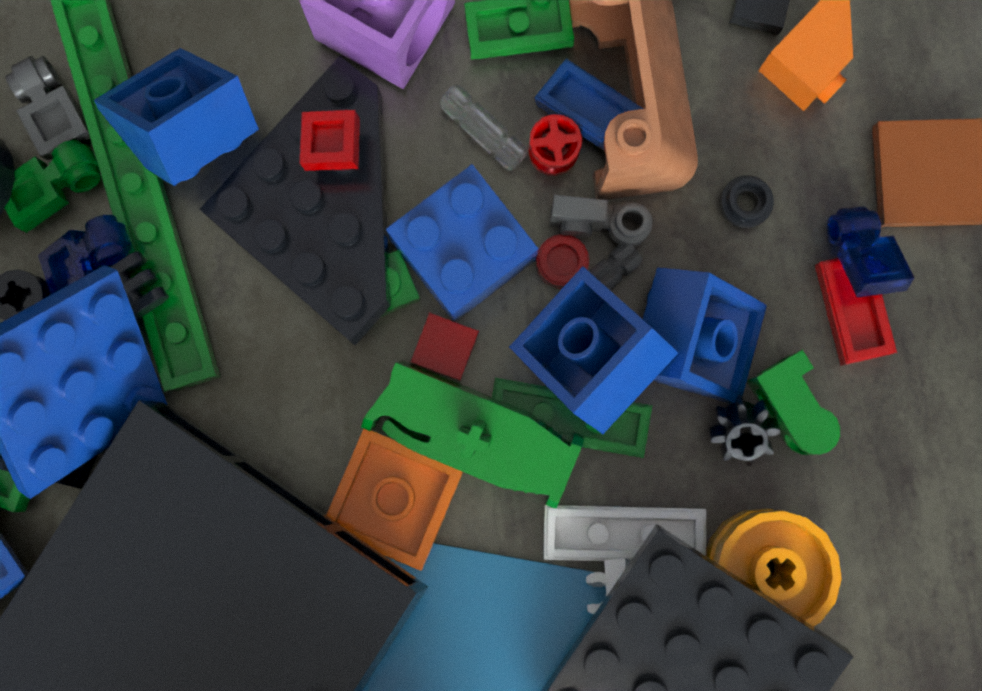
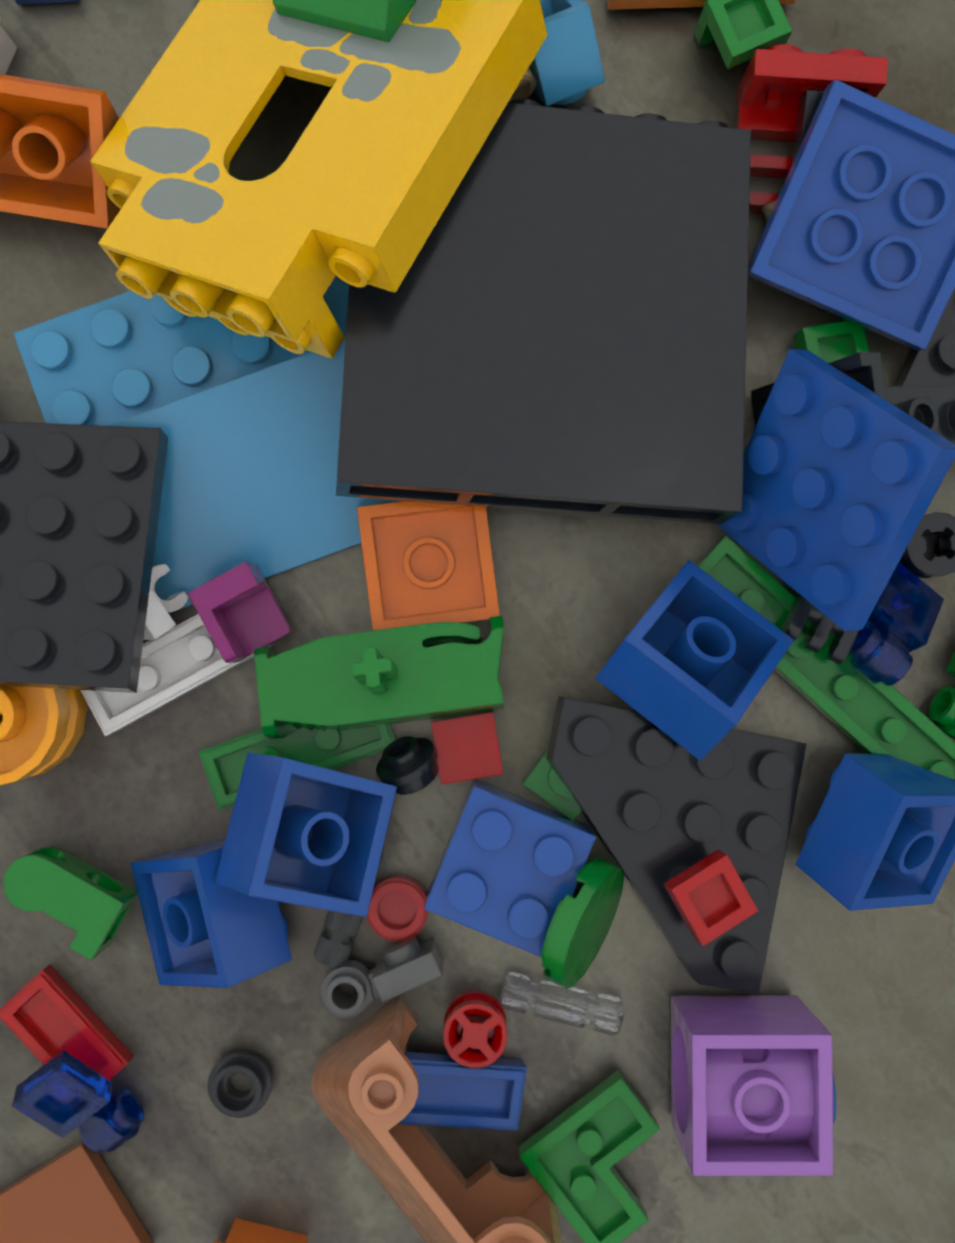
camera: 155 degrees right, 5 degrees up
(239, 313) = (695, 660): none -> blue brick
(432, 174) = (582, 923): none -> green tile
(493, 359) = (408, 764): none -> black plate
(550, 541) = (240, 612): none -> magenta panel
(746, 445) = (91, 836): black gear -> none

